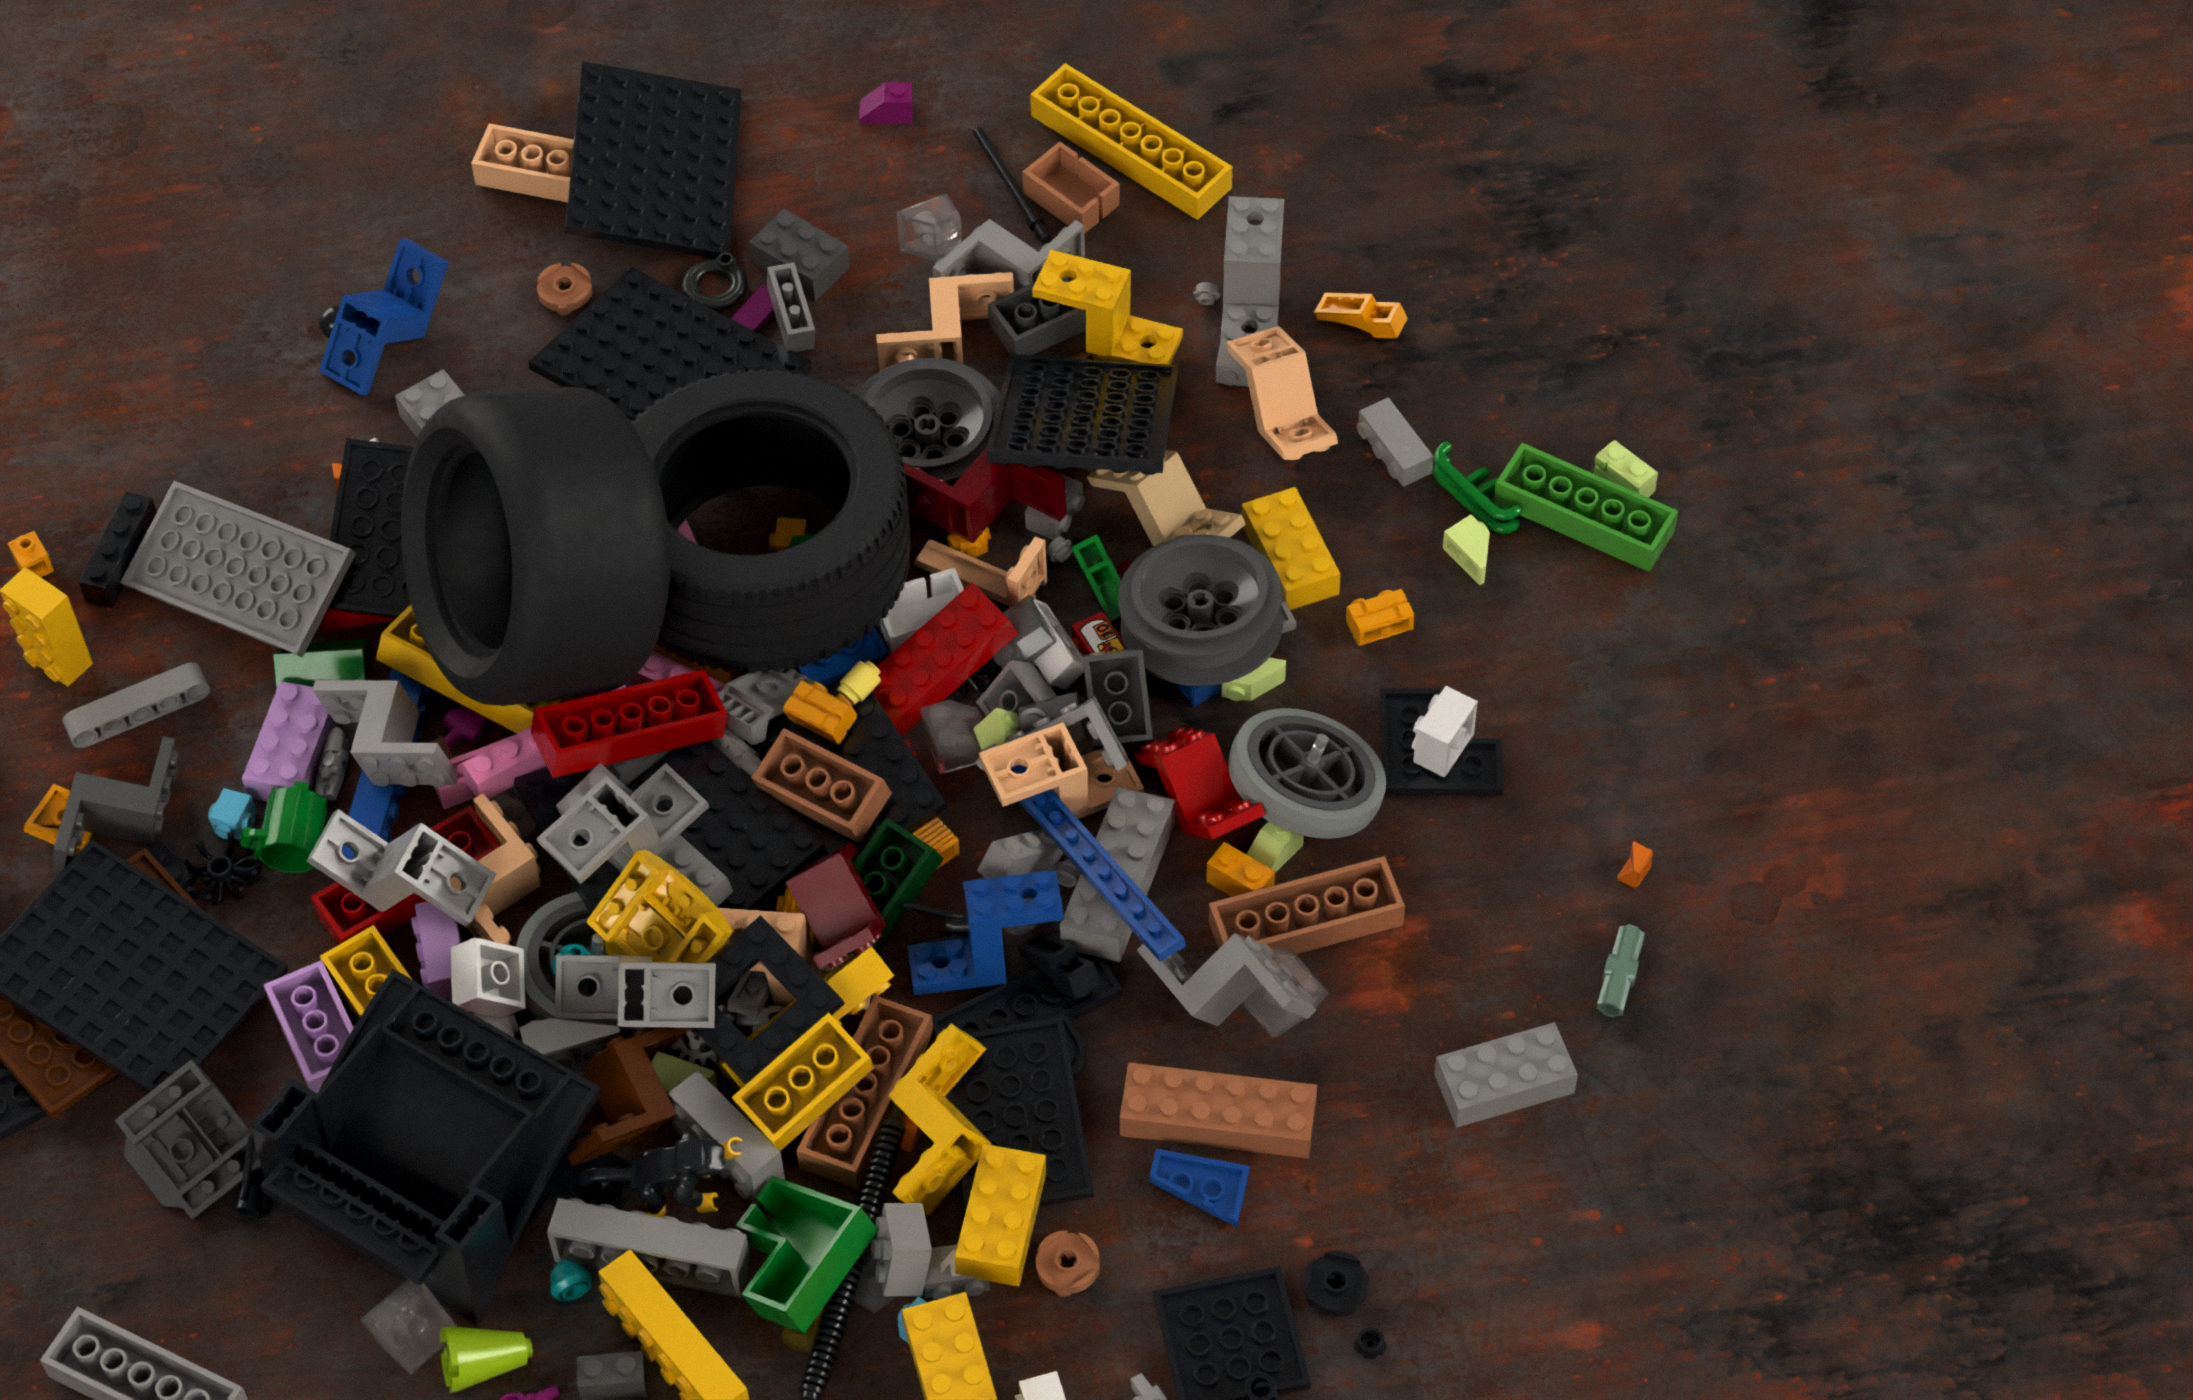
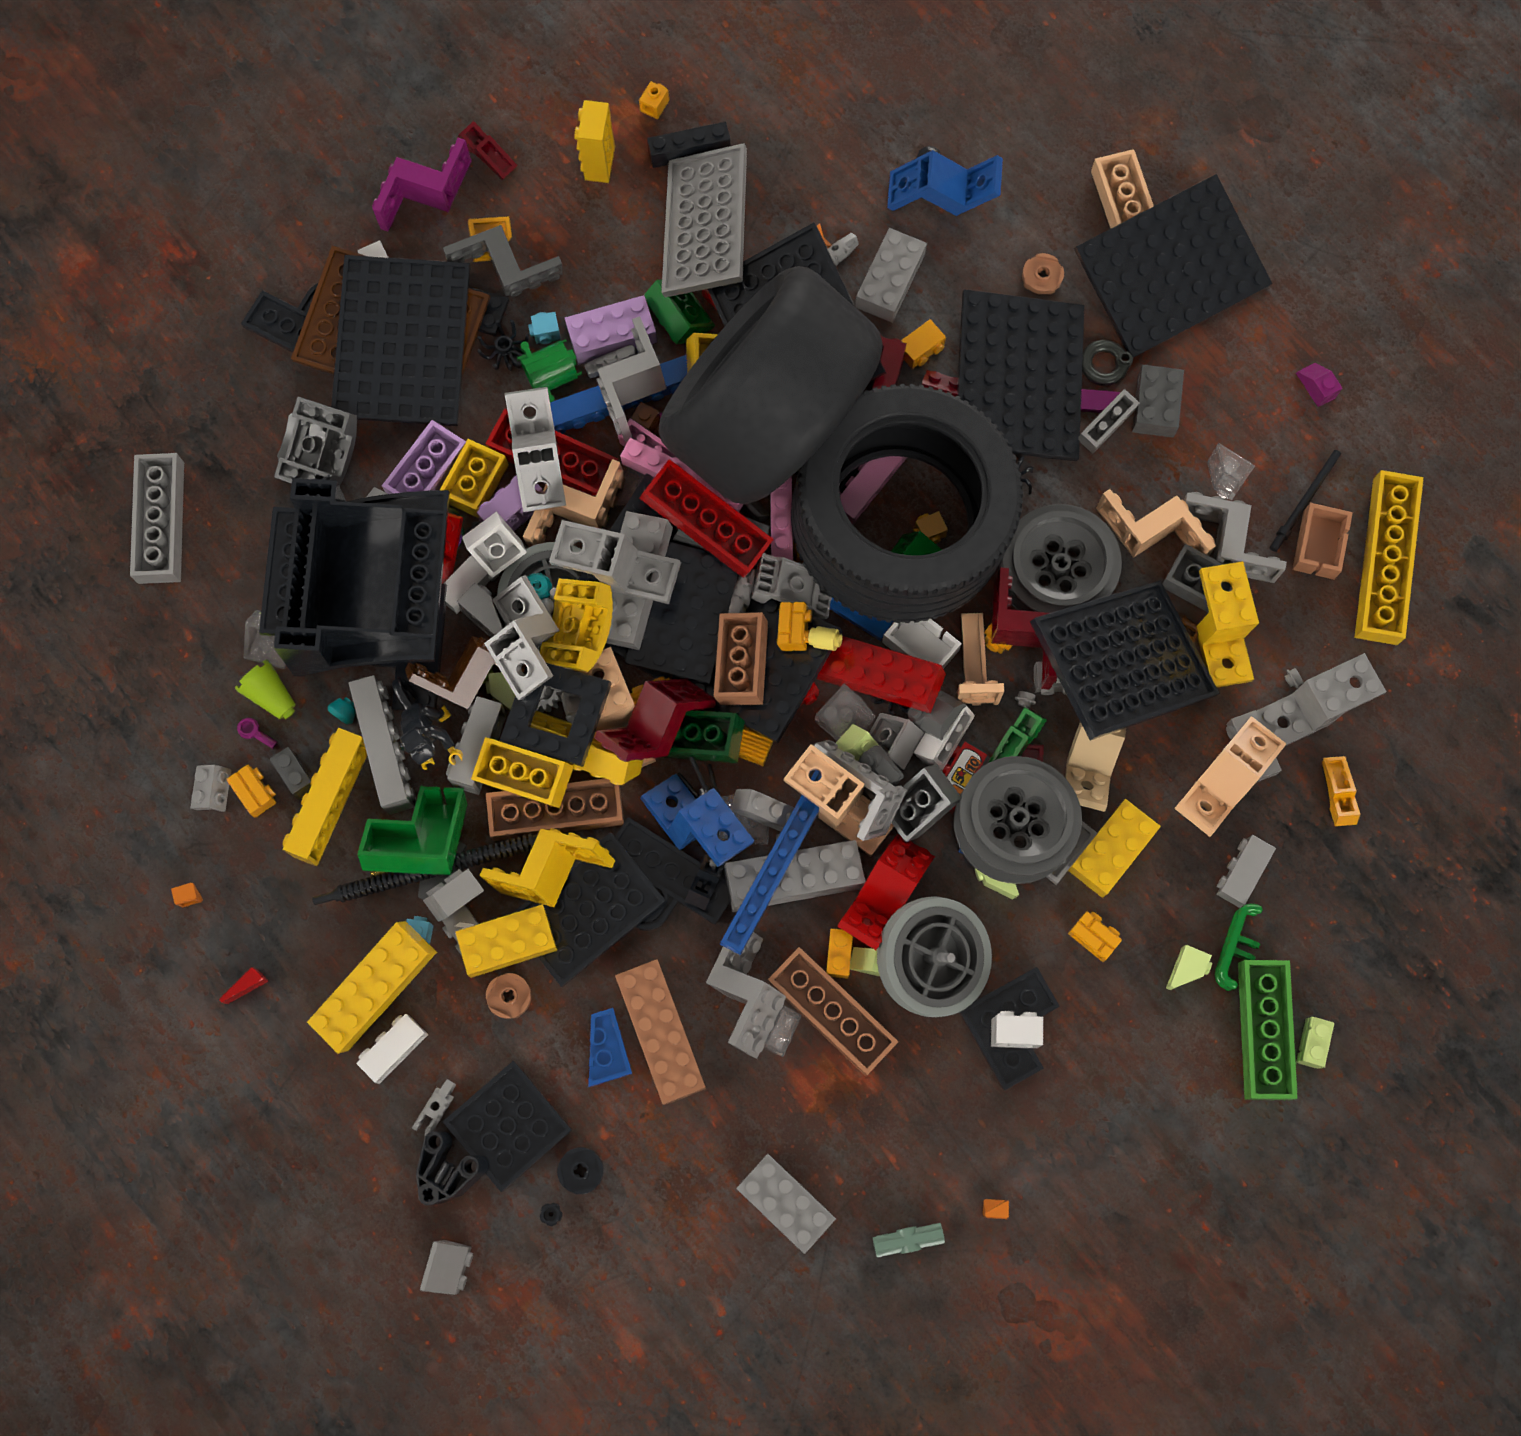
camera: 60 degrees right, 20 degrees up
(136, 705) = (589, 226): light grey beam -> none

